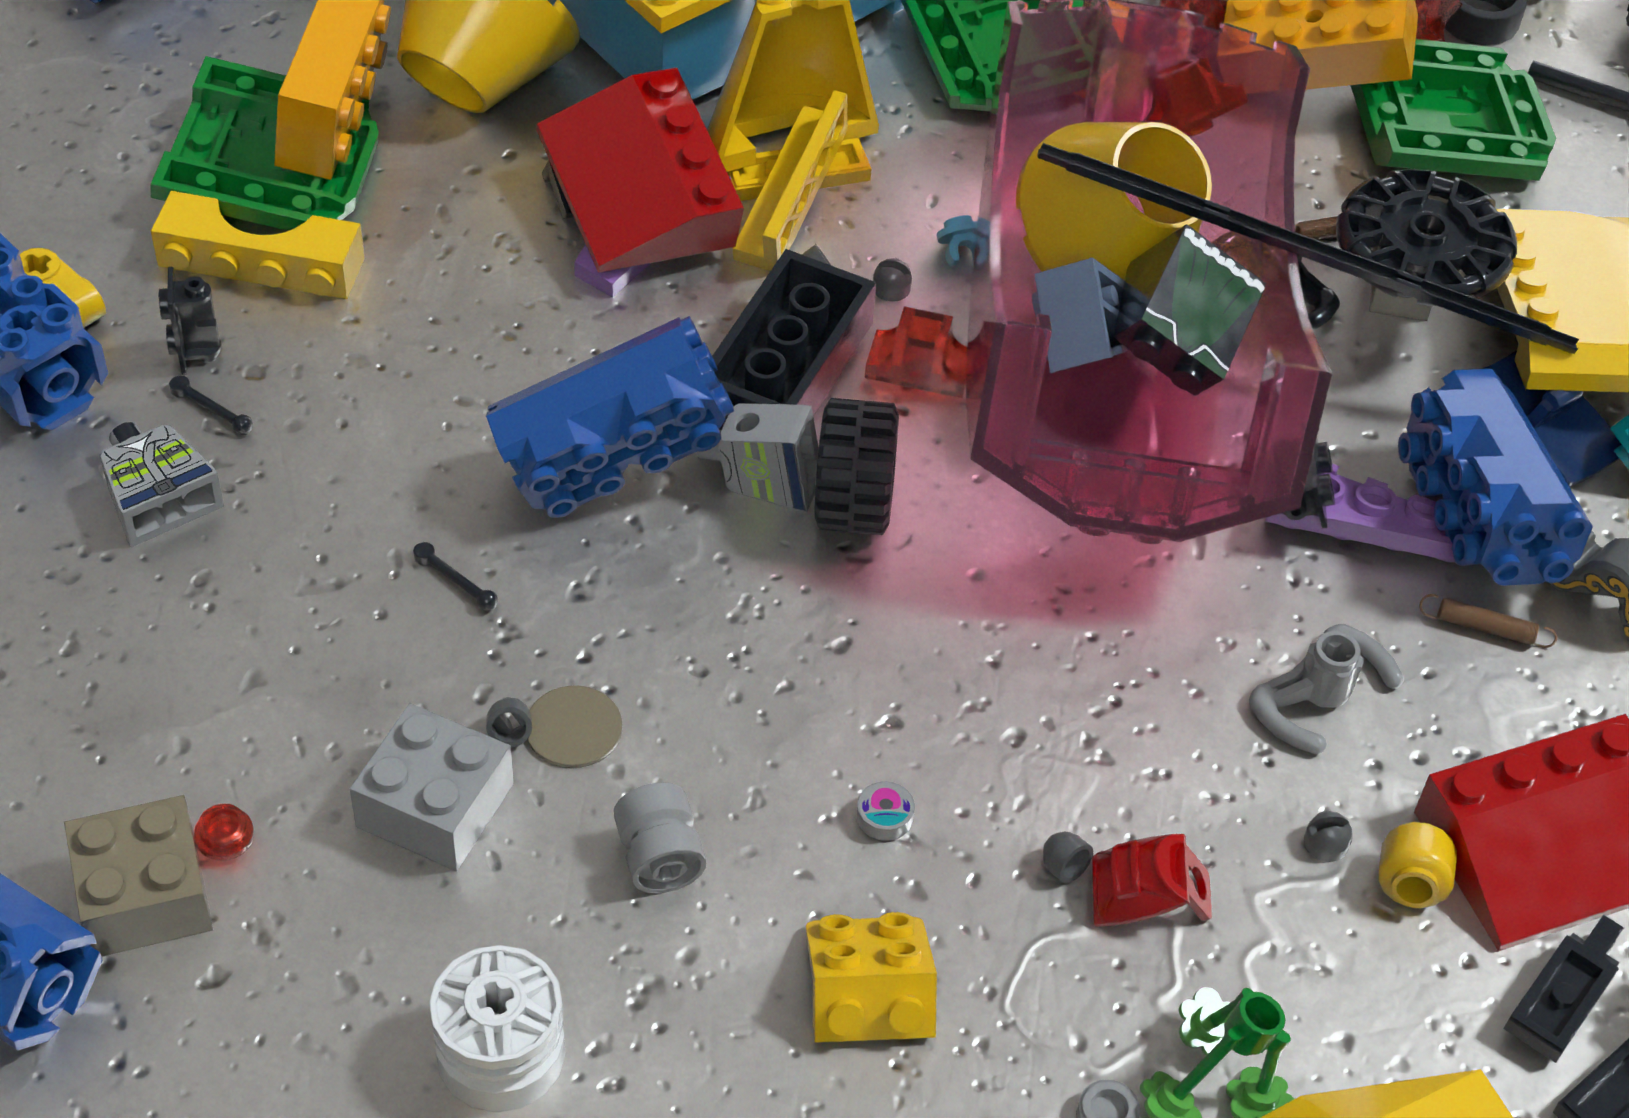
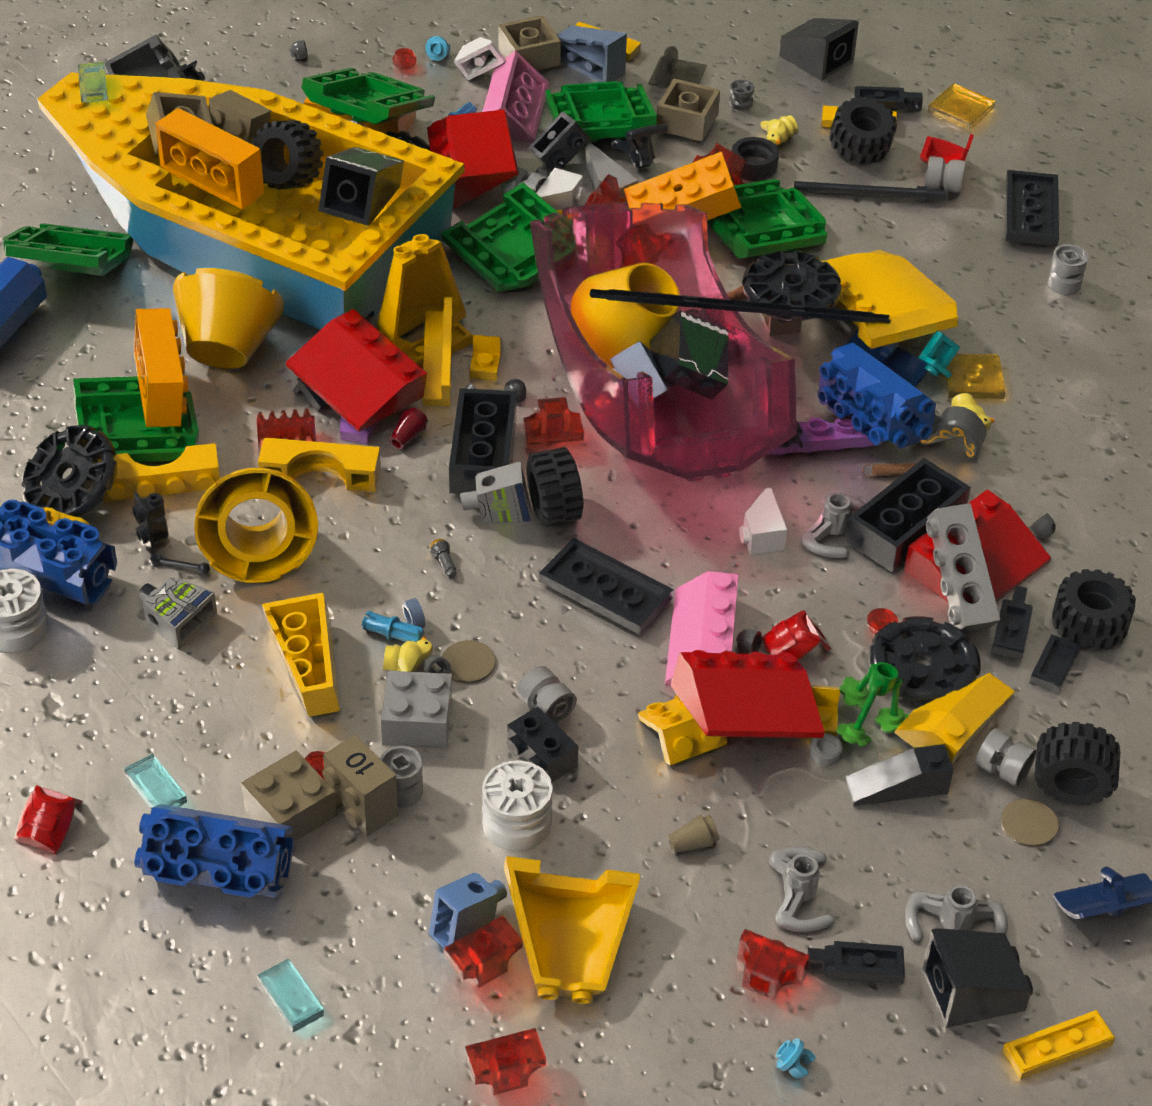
camera: 20 degrees left, 5 degrees down
(131, 173) = (52, 461): none -> black plate
(252, 896) = (362, 785): none -> dark tan brick
(308, 407) = (261, 551): none -> yellow cone
(311, 622) = (306, 645): none -> yellow wedge
(338, 901) = (408, 769): none -> light grey wheel
(425, 554) = (342, 603): black hinge -> none
(462, 284) = (354, 464): none -> yellow arch
(468, 687) = (408, 656): none -> light yellow animal
(475, 626) = (391, 627): none -> dark azure axle
(489, 234) = (286, 427): none -> clear red piece
(520, 613) = (413, 613): none -> sand blue tile
(606, 927) = (541, 741): none -> black brick
(621, 408) = (422, 490): blue brick -> none
(627, 514) = (441, 551): none -> dark grey piece
(684, 290) = (409, 427): none -> dark red cone
(868, 669) = (606, 585): none -> black plate
(873, 210) = (486, 357): none -> yellow slope
(885, 811) = (649, 650): tile -> none
(957, 232) = (542, 355): medium azure plate -> none
(993, 813) = (703, 616): none -> bright pink slope
(996, 969) = (747, 694): none -> red slope
(1134, 1032) = (827, 704): none -> yellow slope
(1192, 648) = (764, 525): none -> white slope
(1325, 899) = (879, 618): none -> clear red plate
(1330, 842) = (872, 593): dark grey hinge -> none
(1380, 973) = (926, 645): none -> black plate
(1417, 865) = (919, 591): yellow head -> none
(1457, 708) = (900, 512): none -> black brick
(1536, 769) = (976, 582): none -> light grey brick

